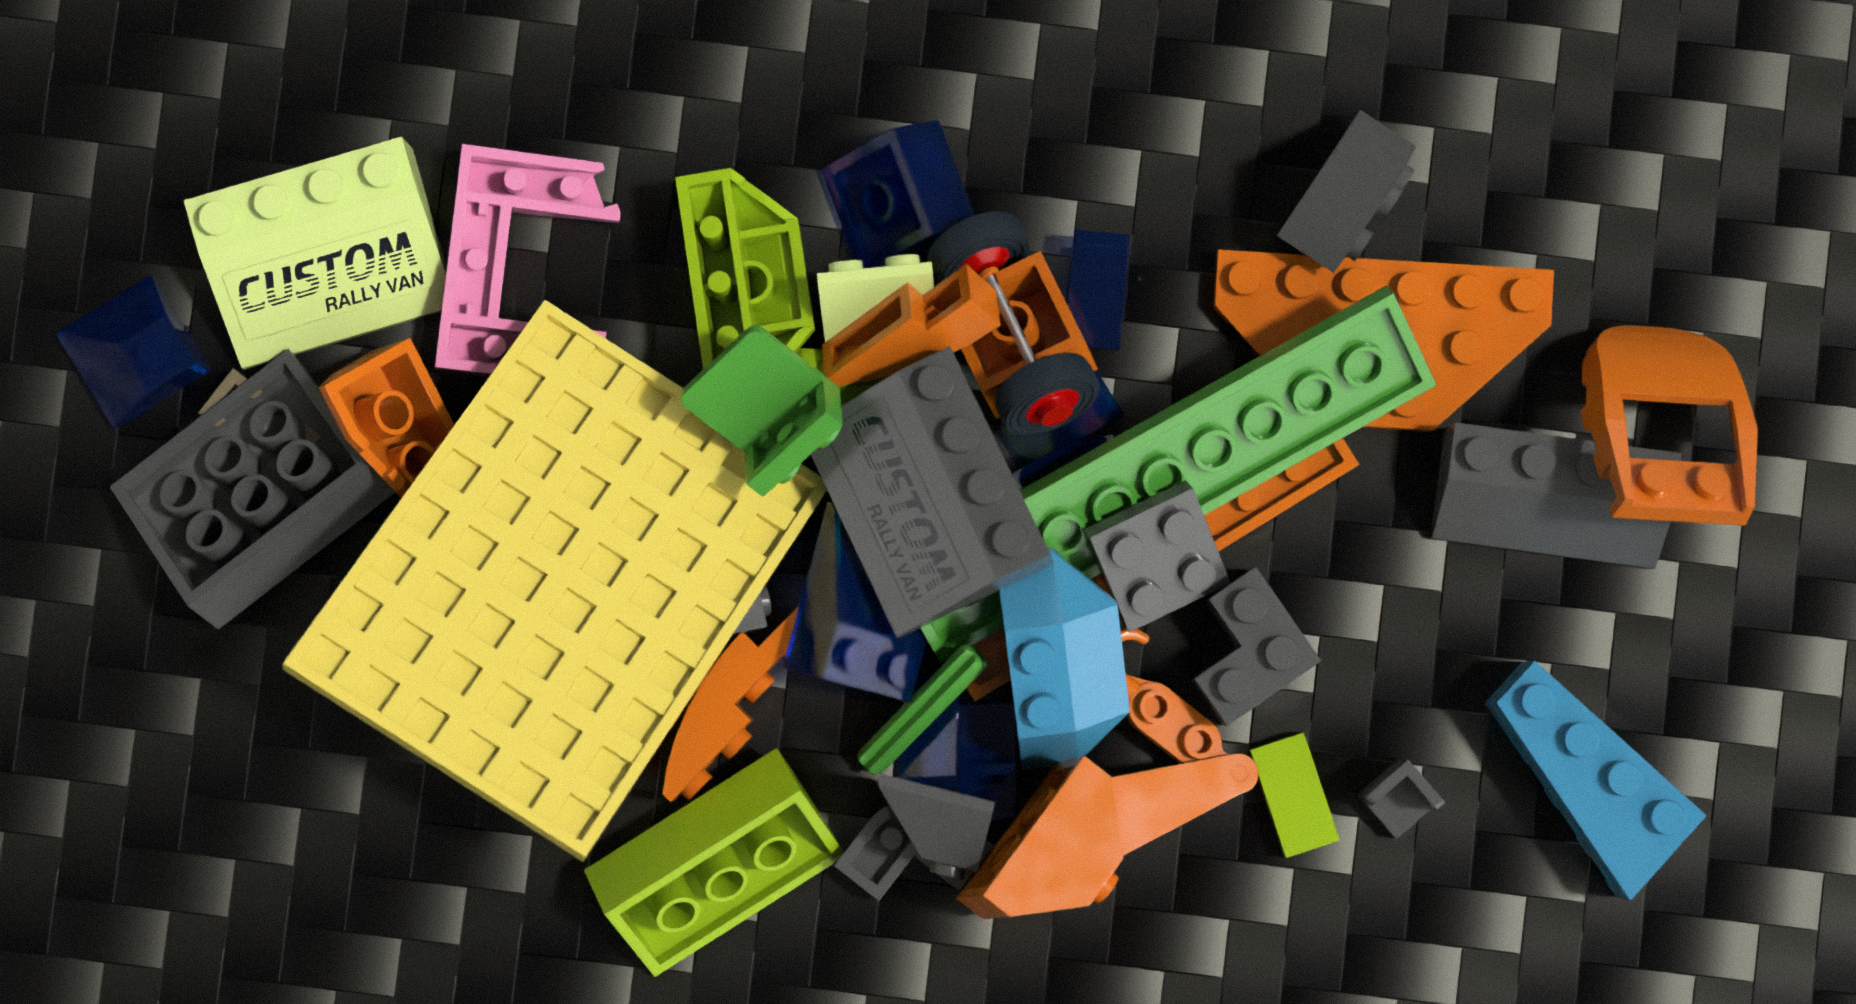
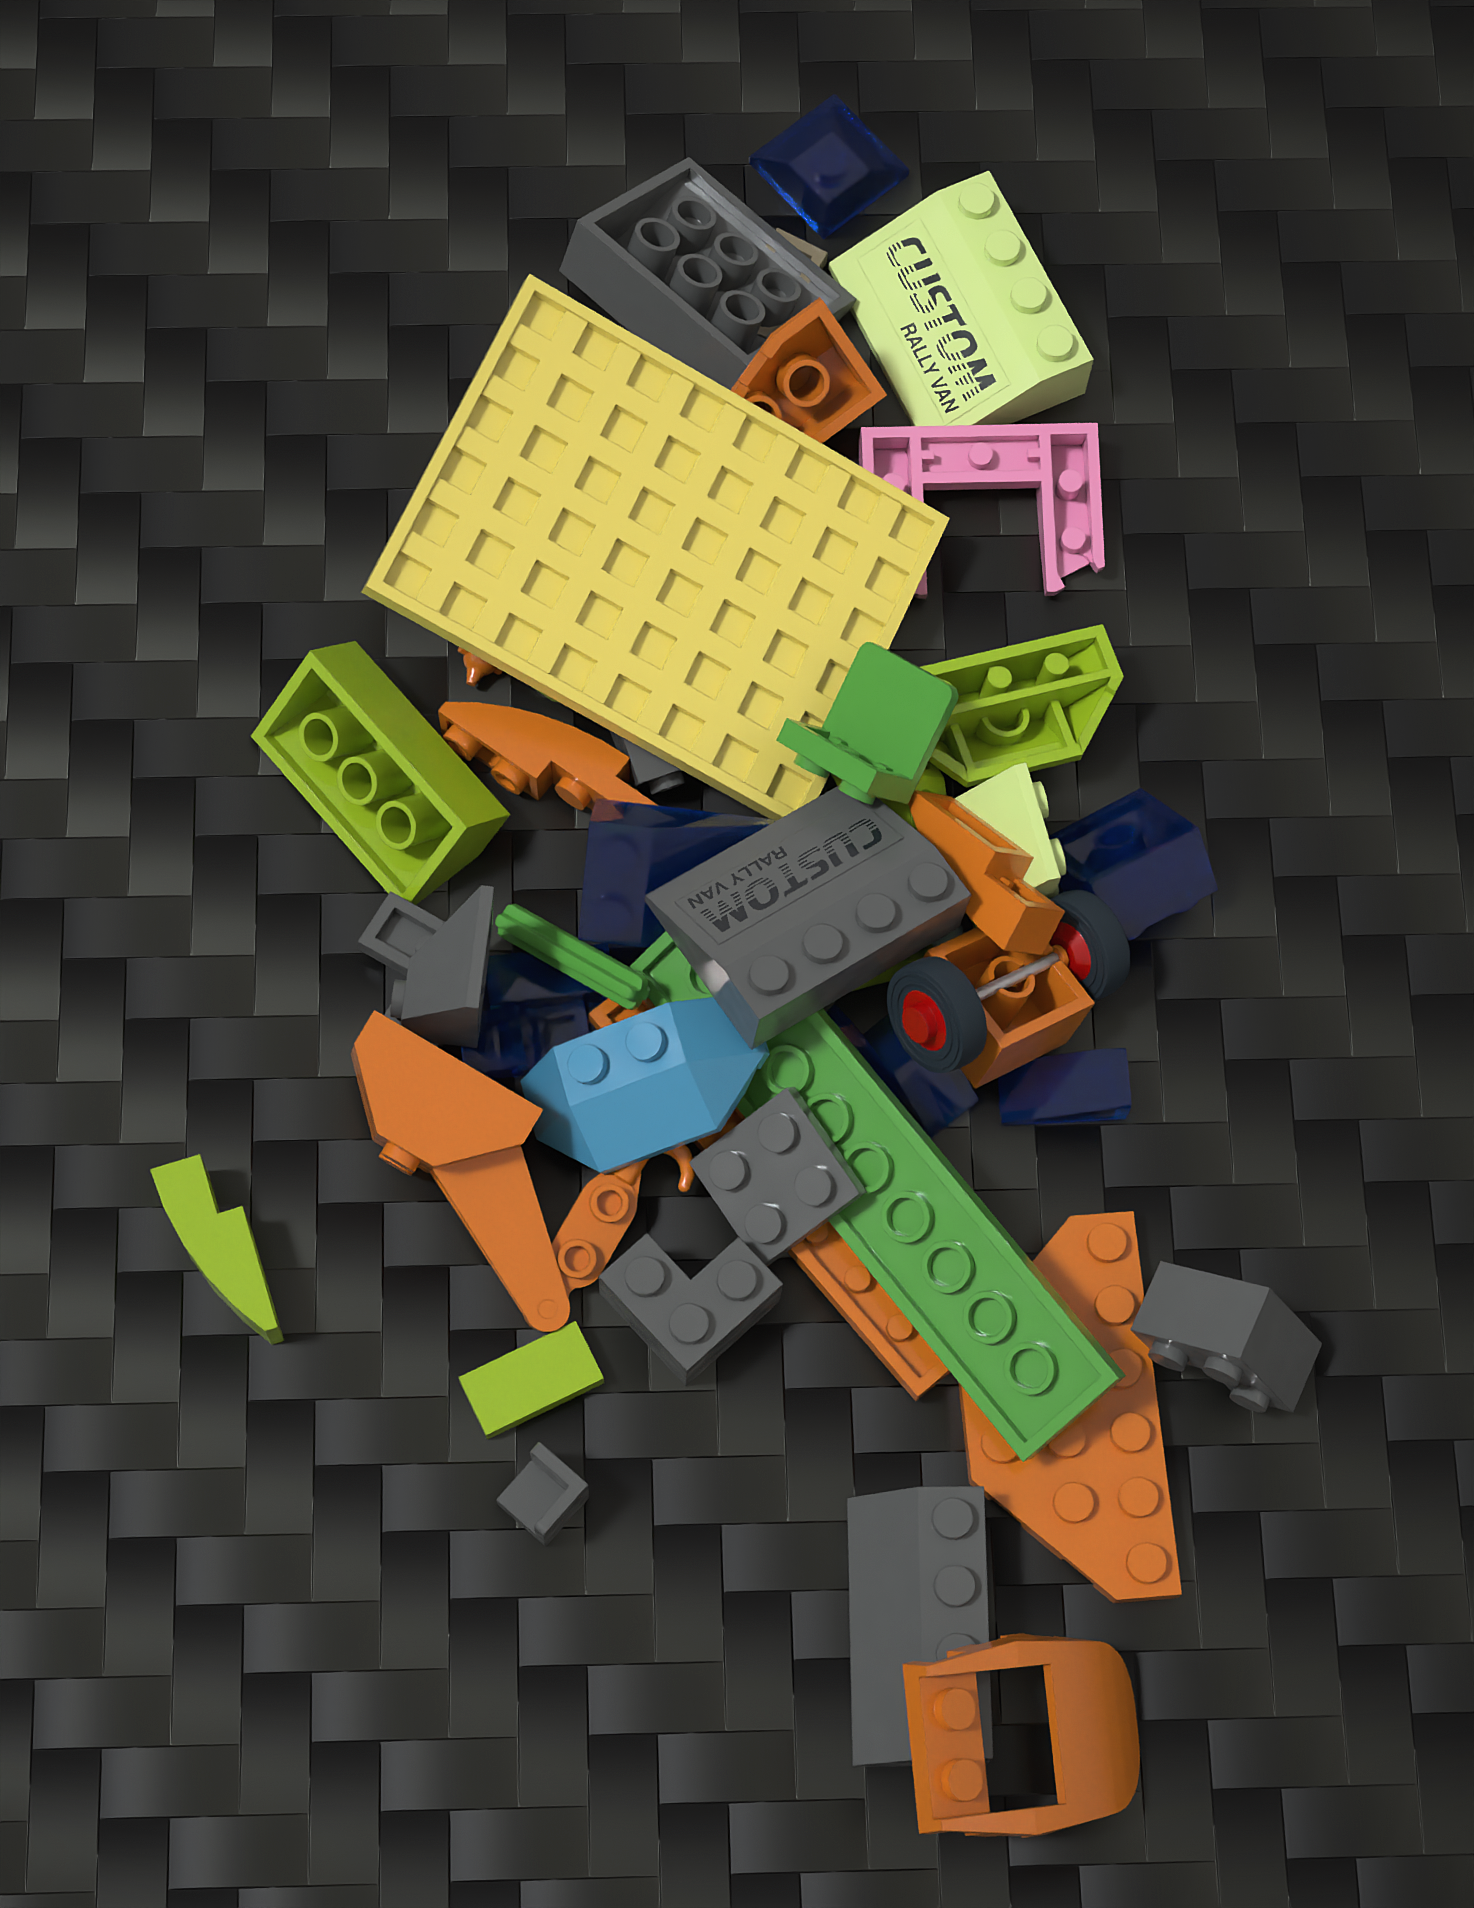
camera: 75 degrees right, 15 degrees down
(1603, 788) = (587, 1724): dark azure wedge -> none

